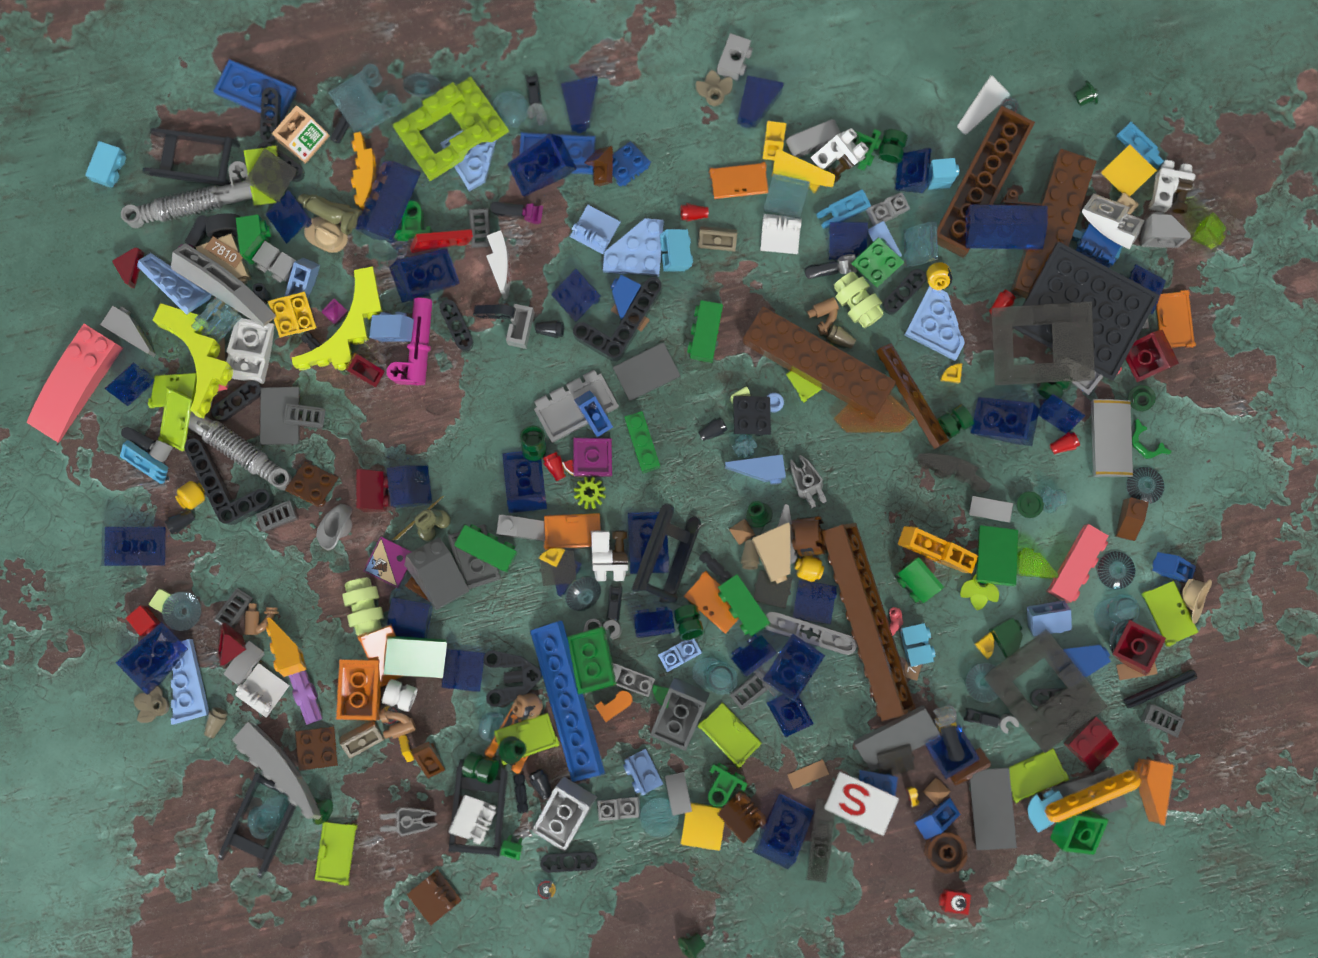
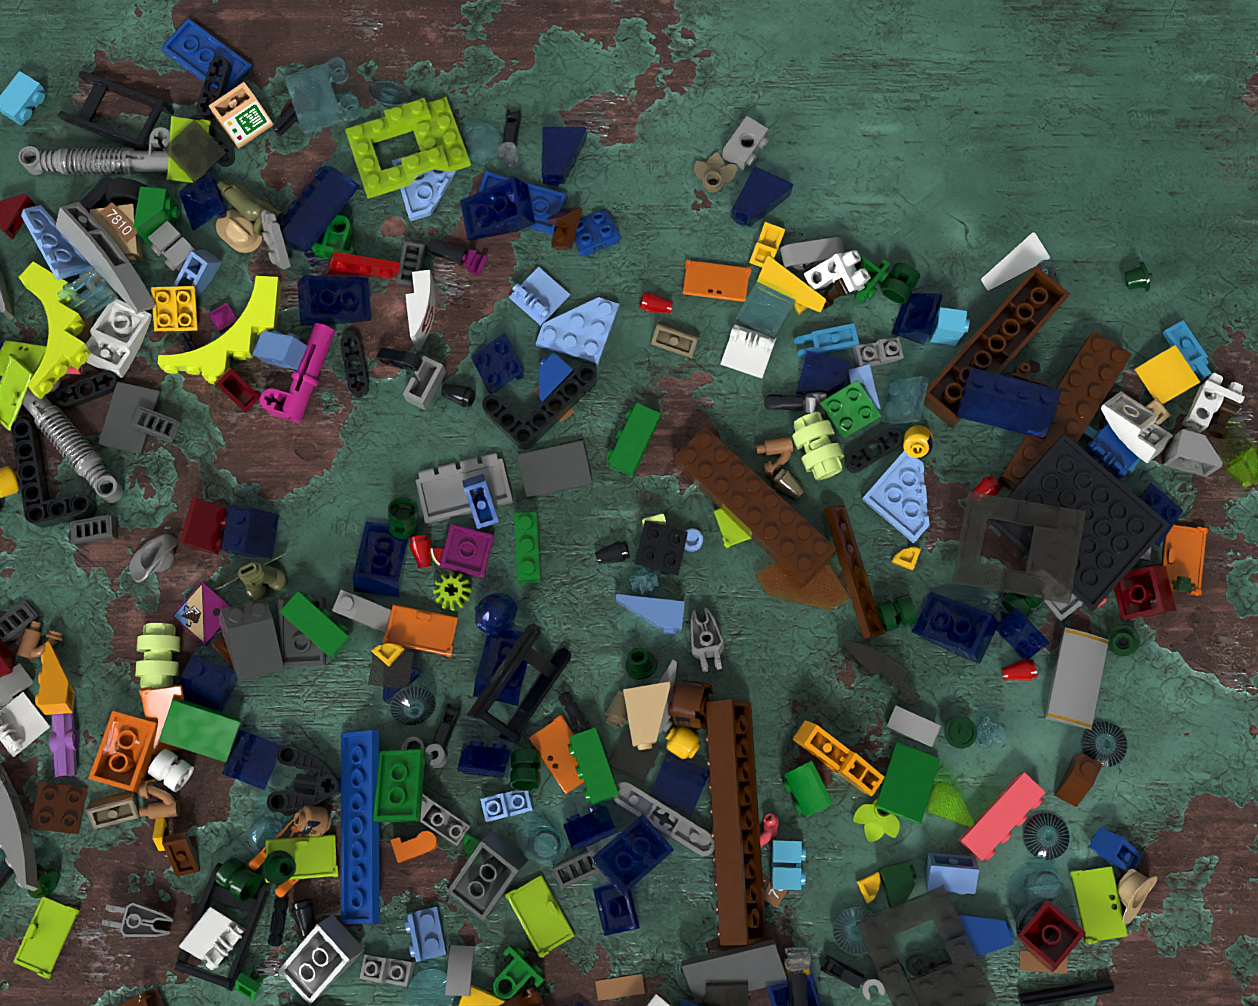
camera: 15 degrees right, 5 degrees down
(260, 291) = (147, 276): black cone -> none
(312, 484) = (142, 503): reddish brown hinge -> none
(361, 235) = (274, 239): none -> light grey hinge
(366, 170) = (303, 168): light orange slope -> none
(606, 559) = (452, 673): white hips -> none
(630, 502) = (495, 613): none -> clear blue hair
(678, 247) = (626, 337): medium azure piece -> none
(742, 531) = (616, 679): medium nougat slope -> none
(1140, 448) = (1115, 708): green helmet -> none
(1179, 340) = (1182, 584): none -> clear green plate

